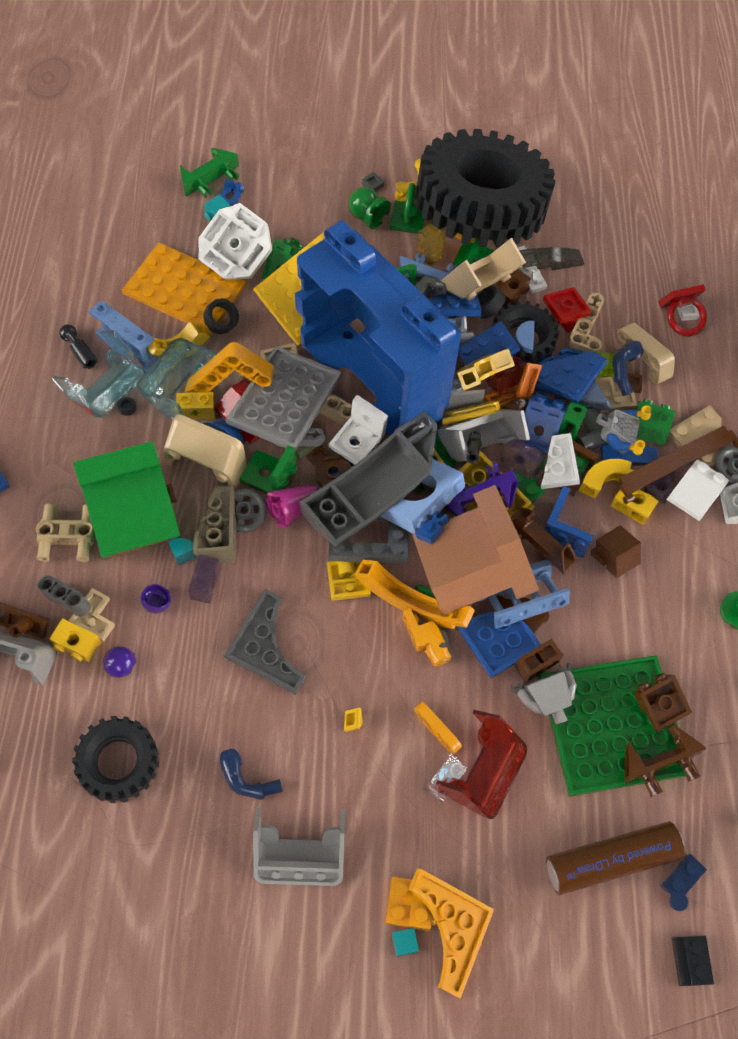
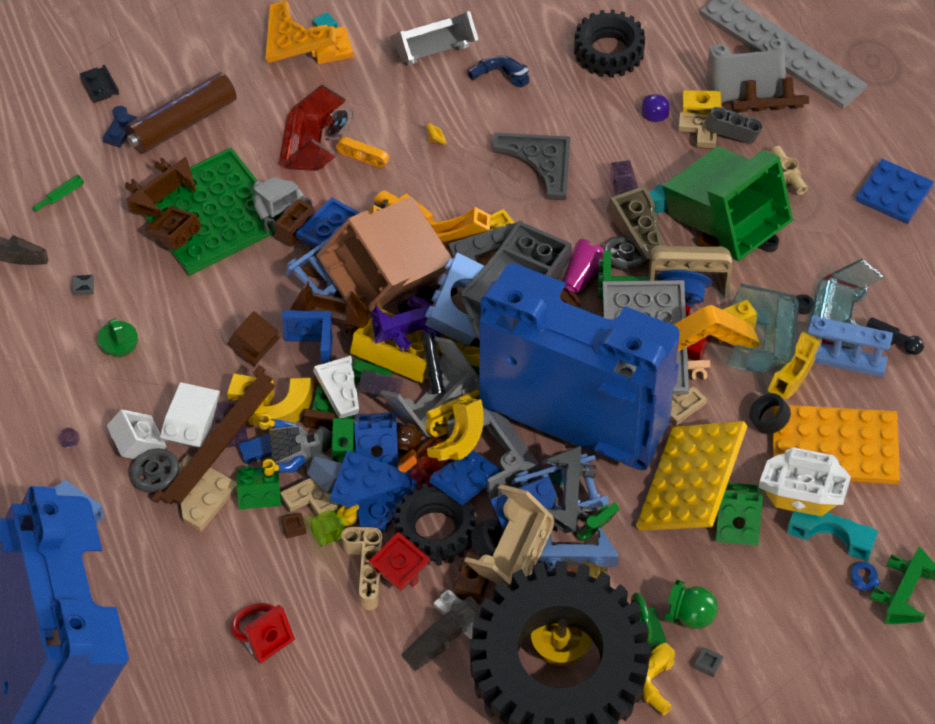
camera: 160 degrees right, 10 degrees down
(155, 598) = (655, 153): dark purple hair -> none
(432, 529) = (437, 259): blue plate -> none
(525, 336) = (430, 500): medium blue tile -> none
(627, 353) = (312, 523): dark blue piece -> none
(655, 354) = (291, 554): tan beam -> none

